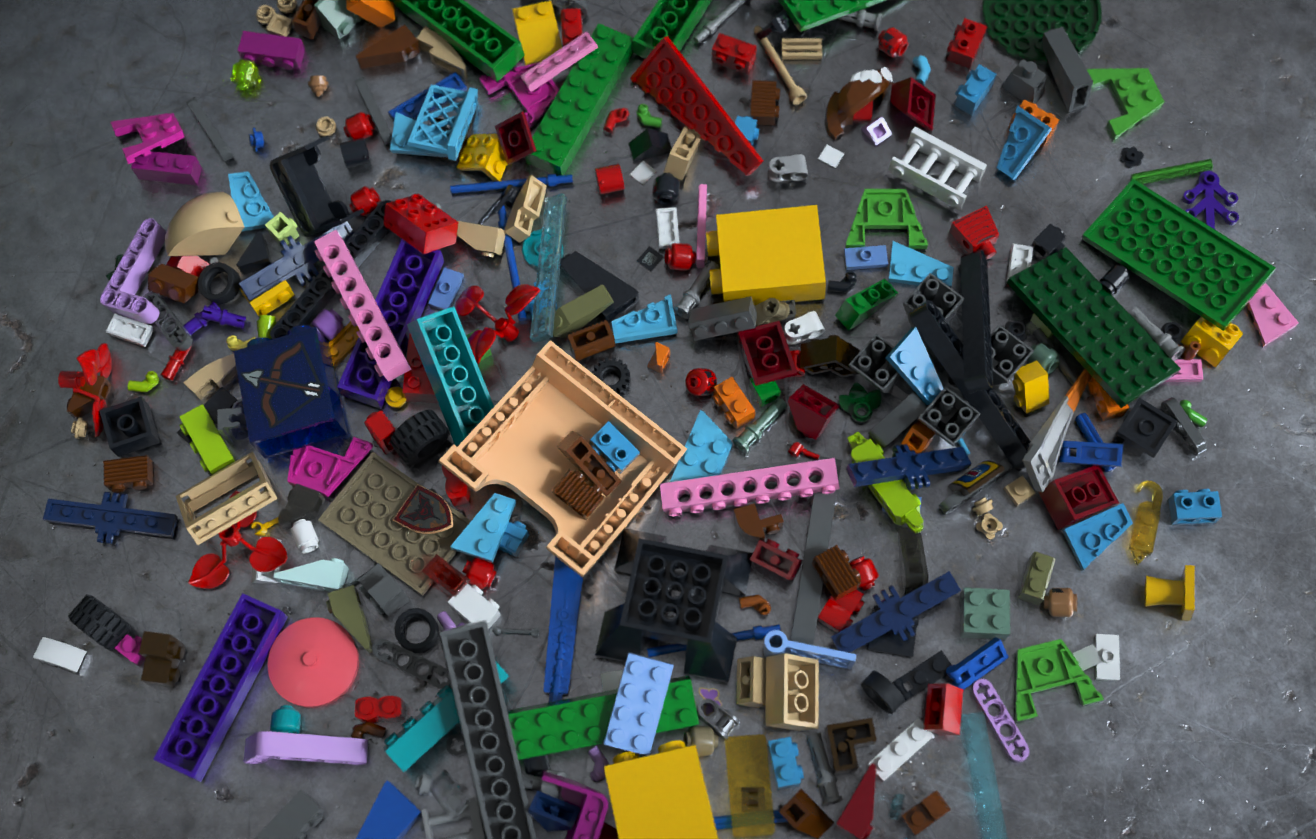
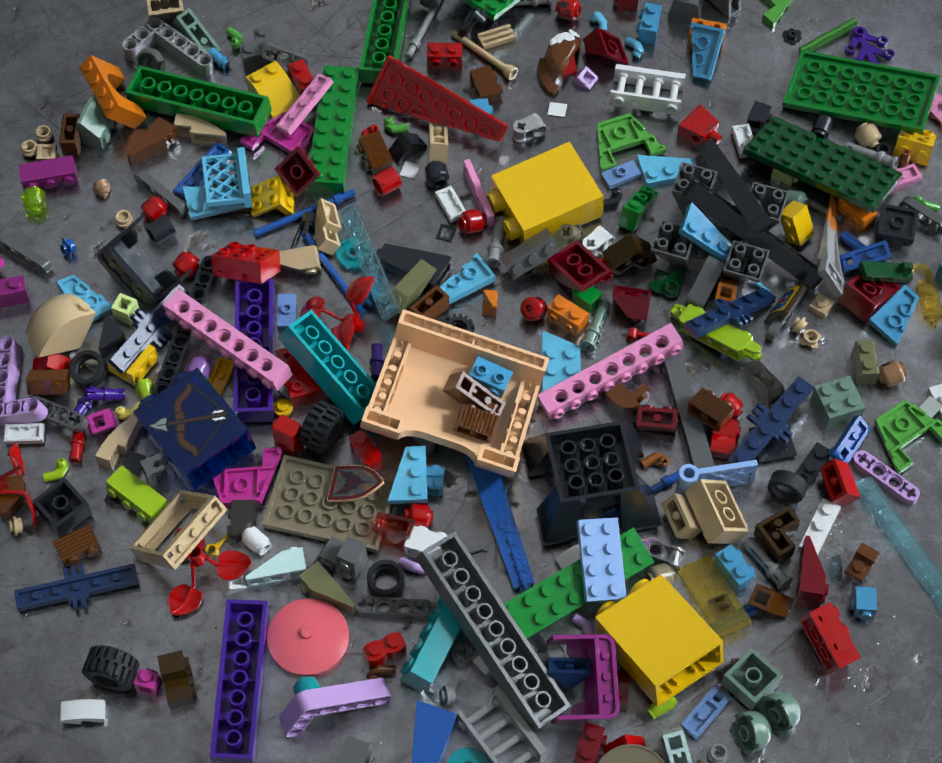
camera: 25 degrees left, 10 degrees down
(216, 346) = (94, 420): none -> dark pink brick
(514, 376) = (376, 360): none -> dark purple pin
(611, 141) = (375, 152): none -> reddish brown brick
(950, 111) = (636, 45): none -> medium azure arm
(1108, 479) = (886, 271): none -> dark green hinge
(1162, 308) = (868, 135): none -> tan head

